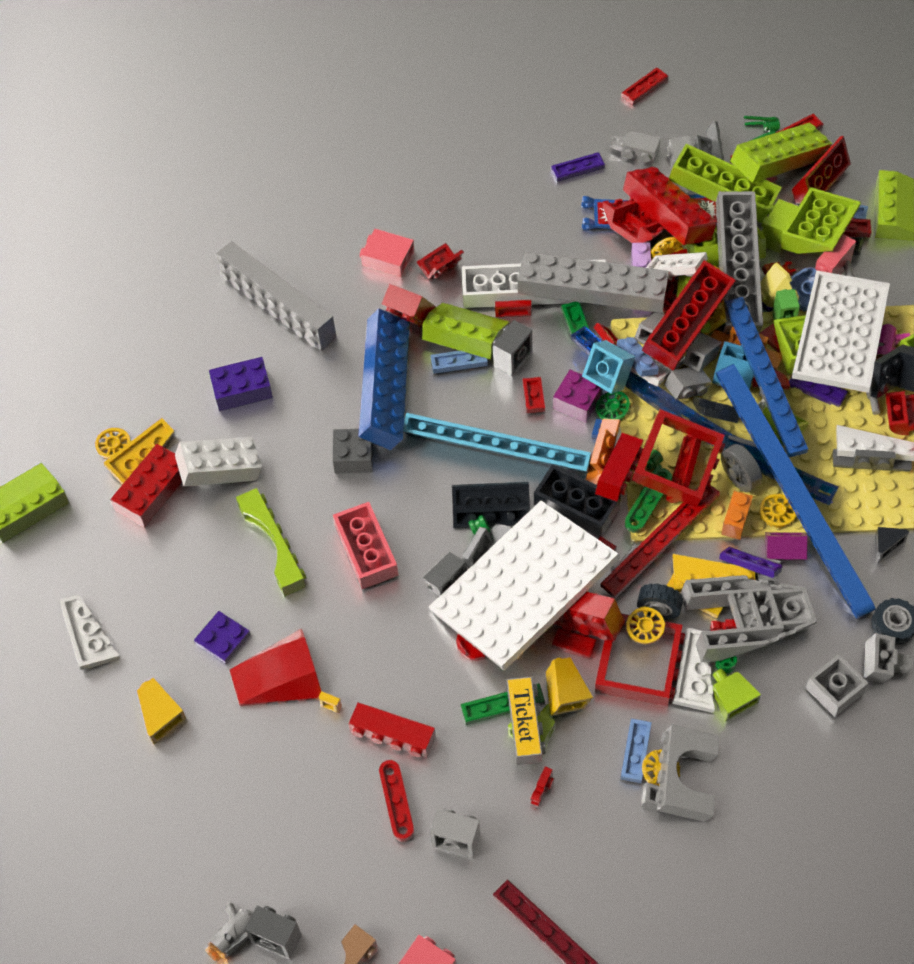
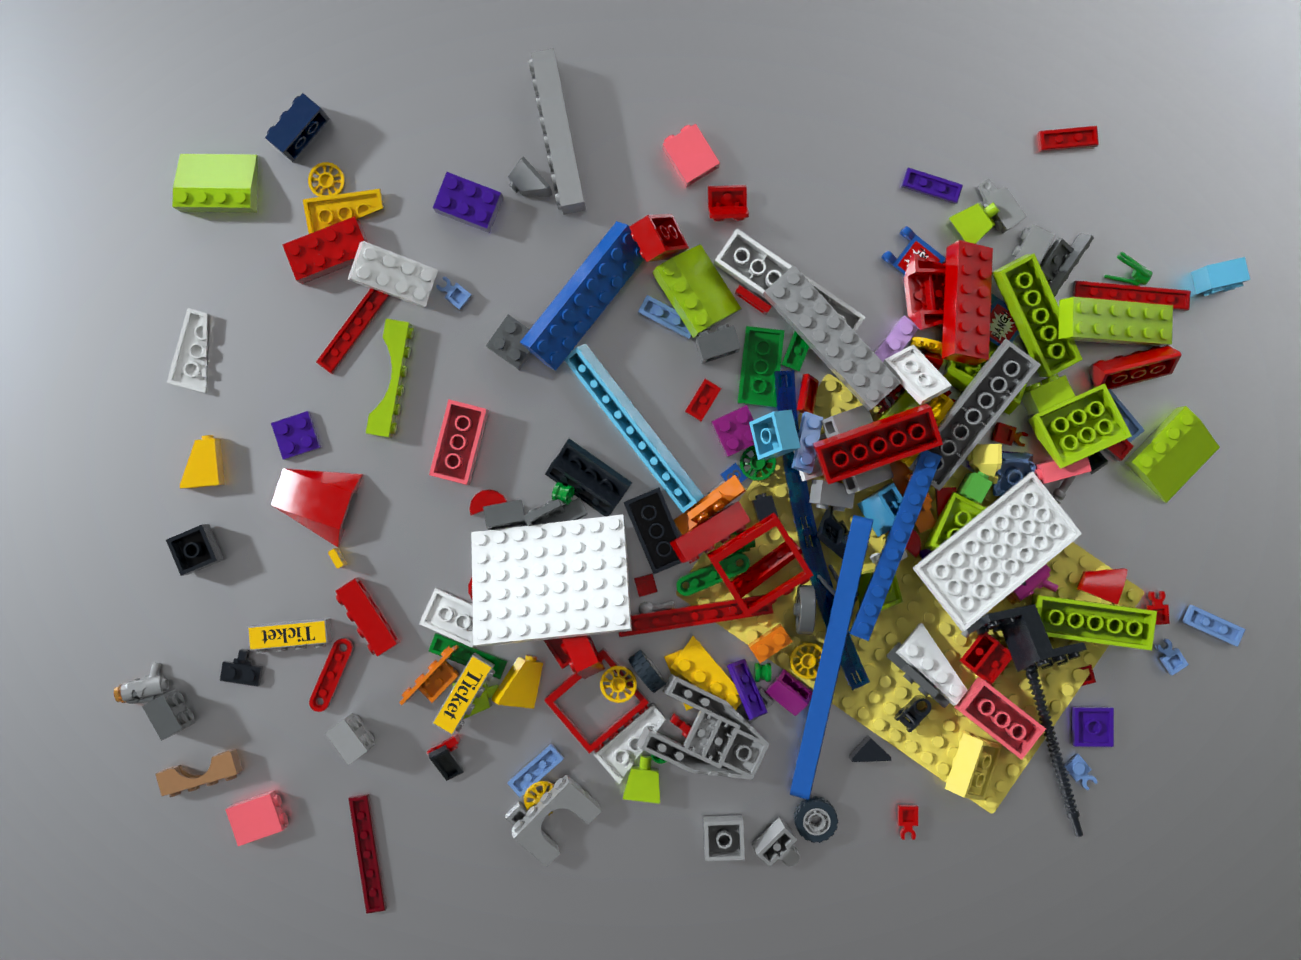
camera: 30 degrees right, 30 degrees up
(64, 417) = (297, 127): none -> dark blue brick
(198, 778) = (194, 549): none -> black brick
(212, 529) = (352, 330): none -> red tile
(279, 337) = (528, 180): none -> dark grey slope
(279, 450) = (455, 294): none -> medium blue plate
(312, 856) = (241, 670): none -> black hinge
(334, 792) = (289, 634): none -> yellow brick
(416, 580) = (485, 498): none -> red tile
(466, 680) = (449, 617): none -> white plate
(491, 737) = (436, 680): none -> orange bracket
(554, 795) = (446, 762): none -> black tile
(555, 345) = (759, 361): none -> green plate
(626, 160) = (975, 221): none -> lime torso
(642, 426) = (764, 506): none -> black brick
(751, 544) = (762, 672): none -> green wheel
(823, 89) = (1220, 276): none -> medium azure brick
(892, 490) = (912, 713): none -> black piece

